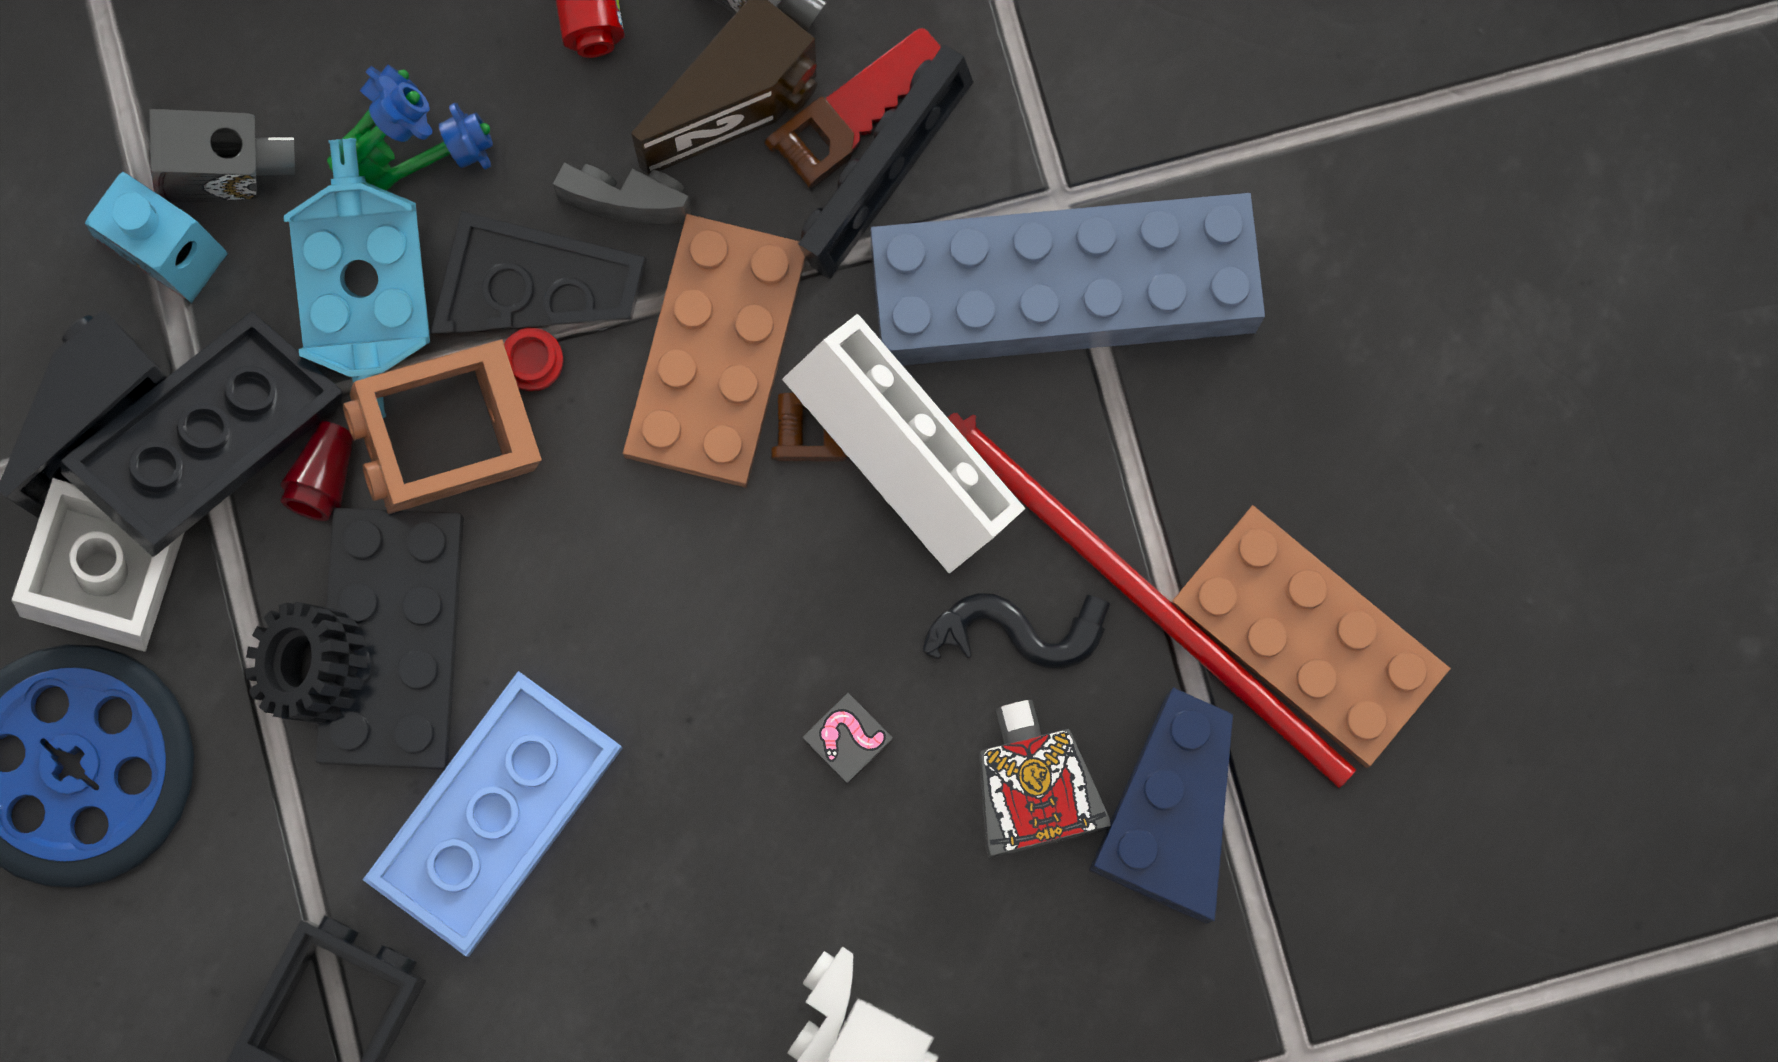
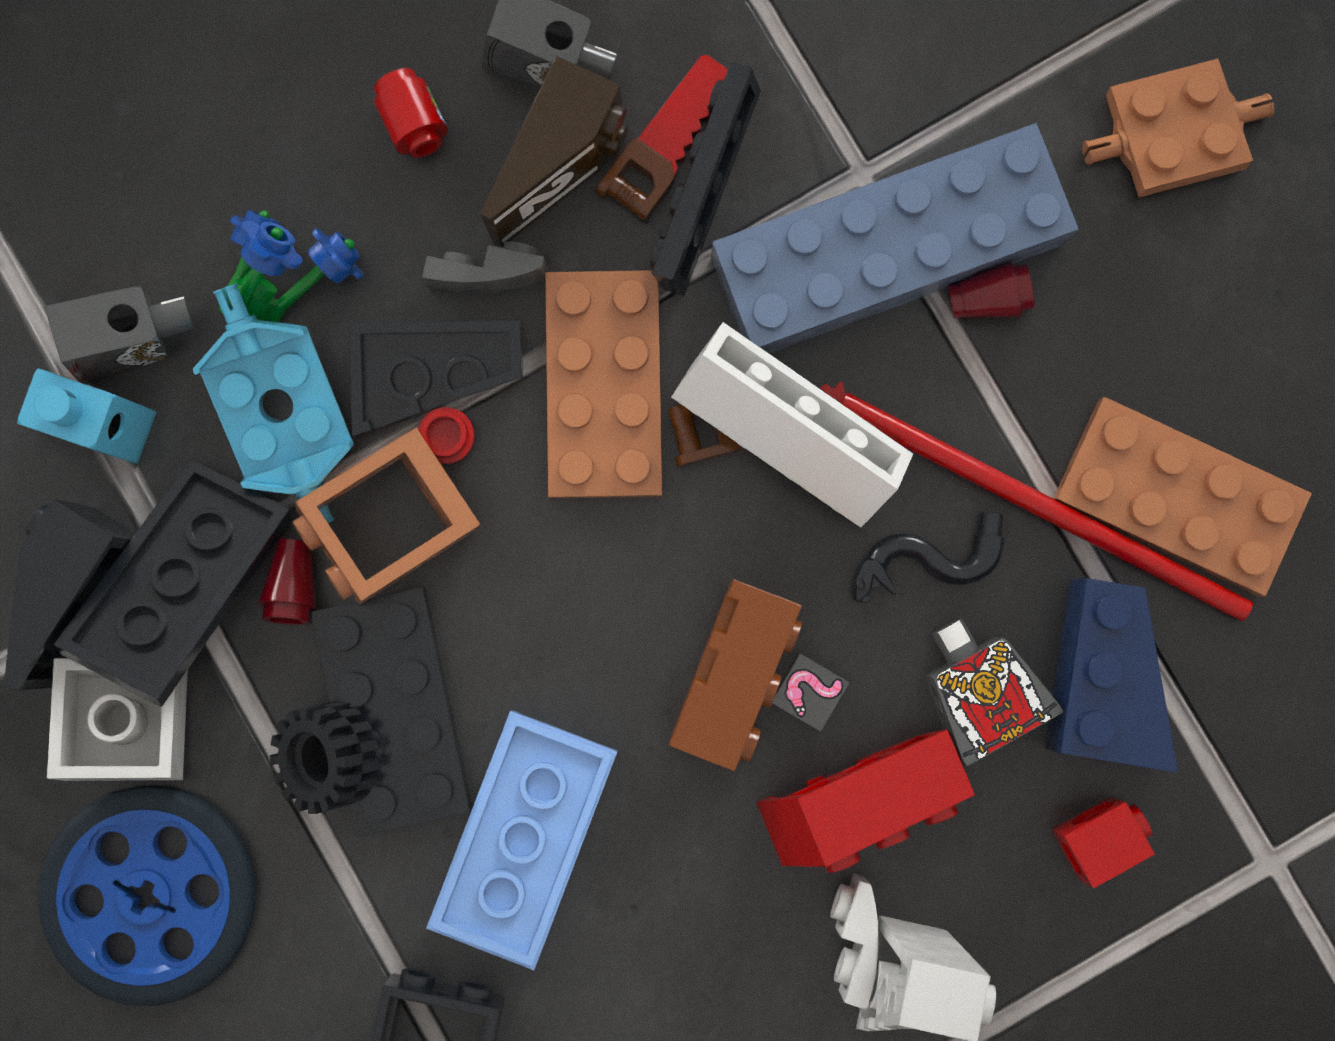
camera: 10 degrees left, 5 degrees up
(771, 693) = (736, 675): none -> dark orange wedge
(875, 867) = (868, 803): none -> red wedge
(1123, 980) = (1104, 840): none -> red brick
(1162, 363) = (993, 293): none -> dark red cone
(1412, 240) = (1178, 128): none -> nougat plate

